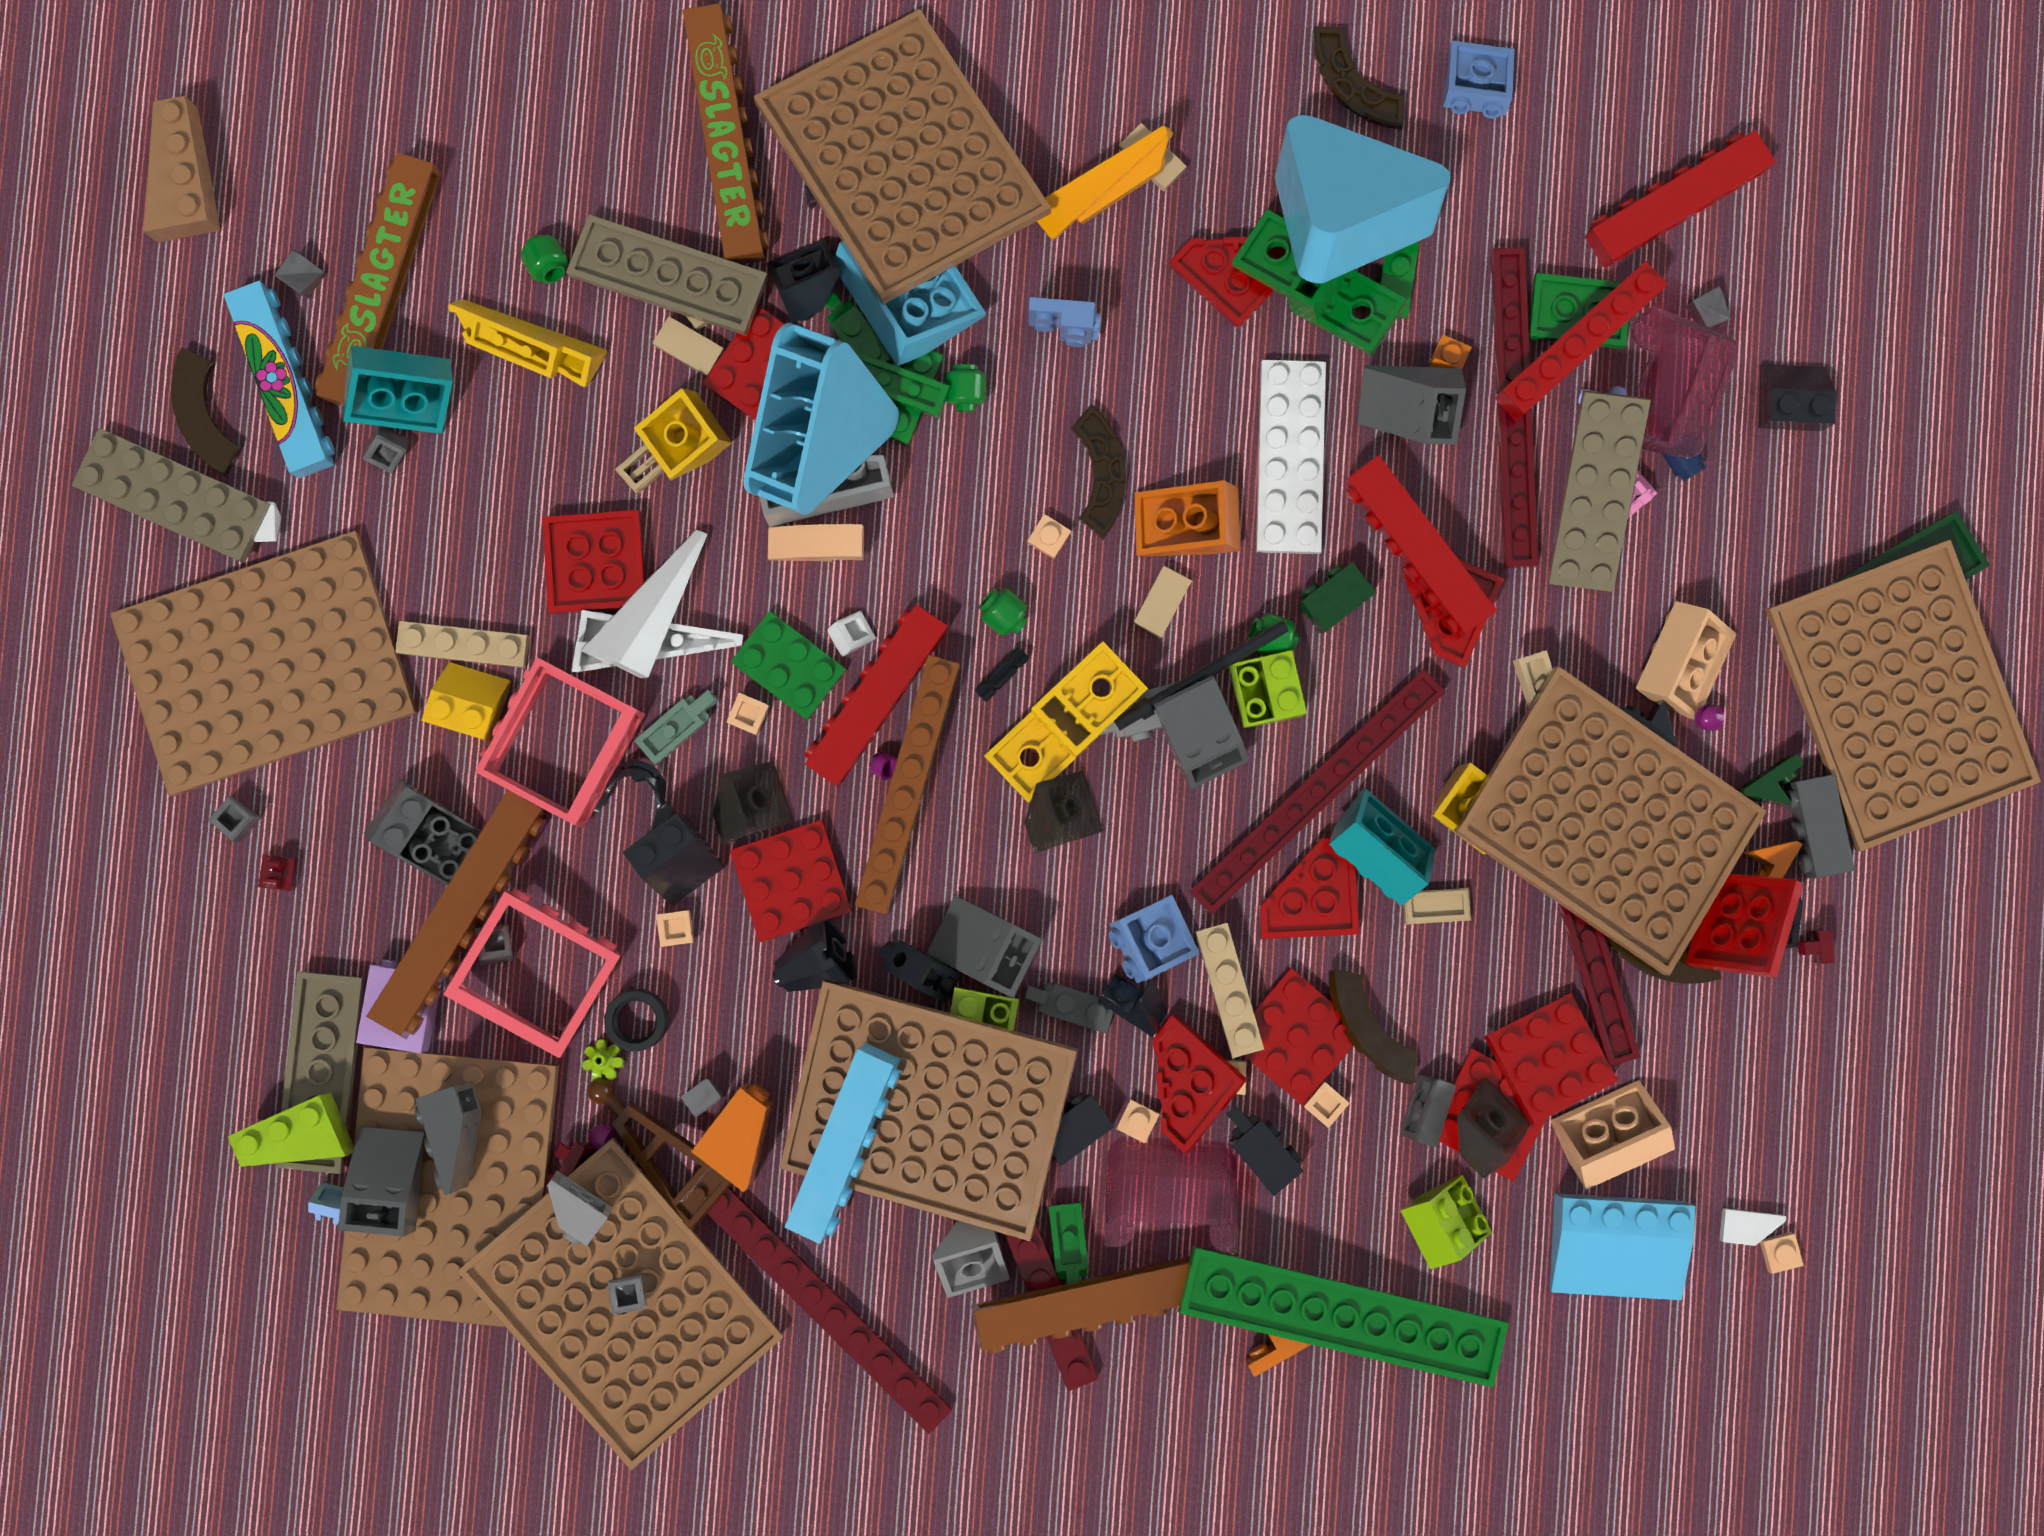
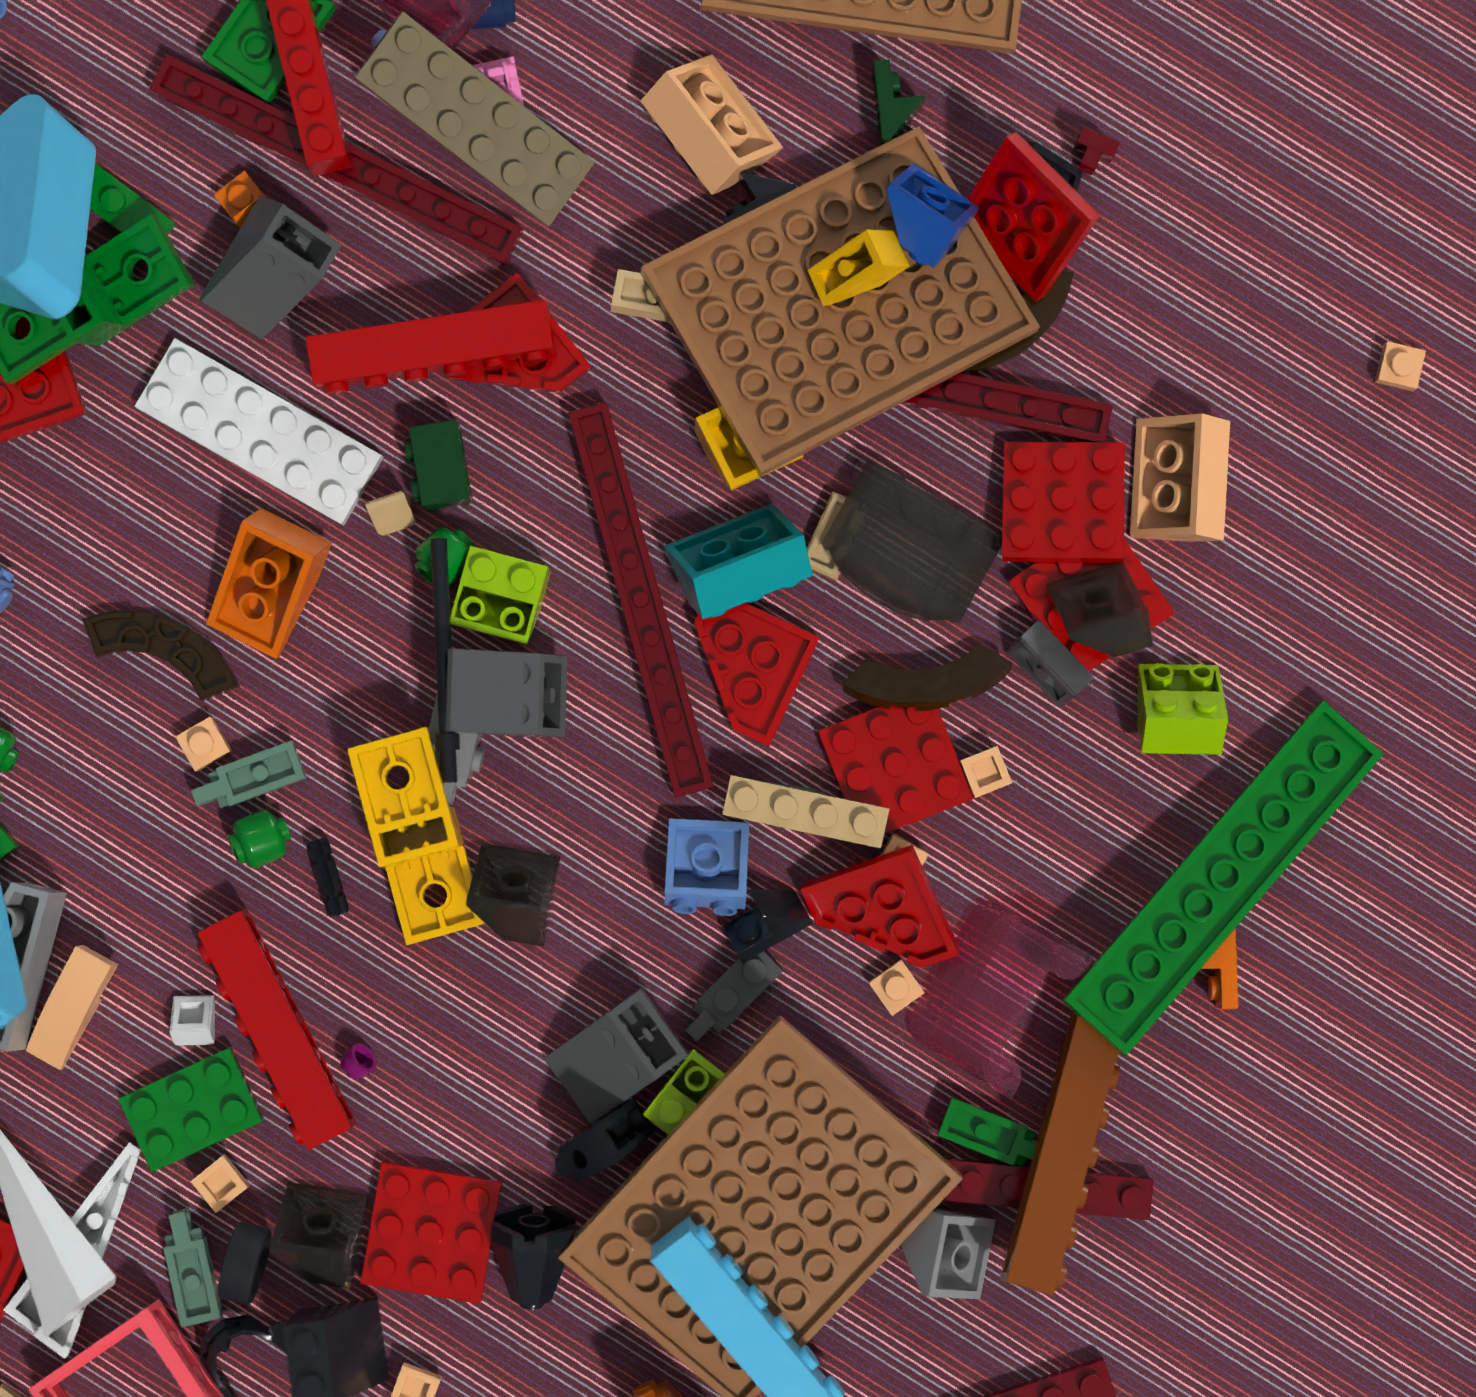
camera: 65 degrees left, 0 degrees up
(702, 761) = (244, 1263): none -> black tyre
(907, 785) = (393, 1046): dark orange brick -> none
(1044, 583) = (252, 776): none -> sand green hinge
(1080, 1127) = (869, 1056): black hinge -> none
(1162, 601) = (342, 657): tan tile -> none
(1263, 1152) = (1000, 868): black hinge -> none
(1283, 581) = (391, 513): none -> tan slope
(1458, 964) = (909, 547): none -> clear smoke slope
(1621, 1246) = (1304, 534): medium azure slope -> none
(1643, 822) = (858, 266): none -> yellow slope
(1707, 852) = (927, 214): none -> blue slope
(1709, 717) = (786, 132): magenta hinge -> none
(1748, 1226) = (1353, 387): white tile -> none
(1775, 858) = (974, 144): orange slope -> none
(1819, 827) = (966, 79): dark grey brick -> none

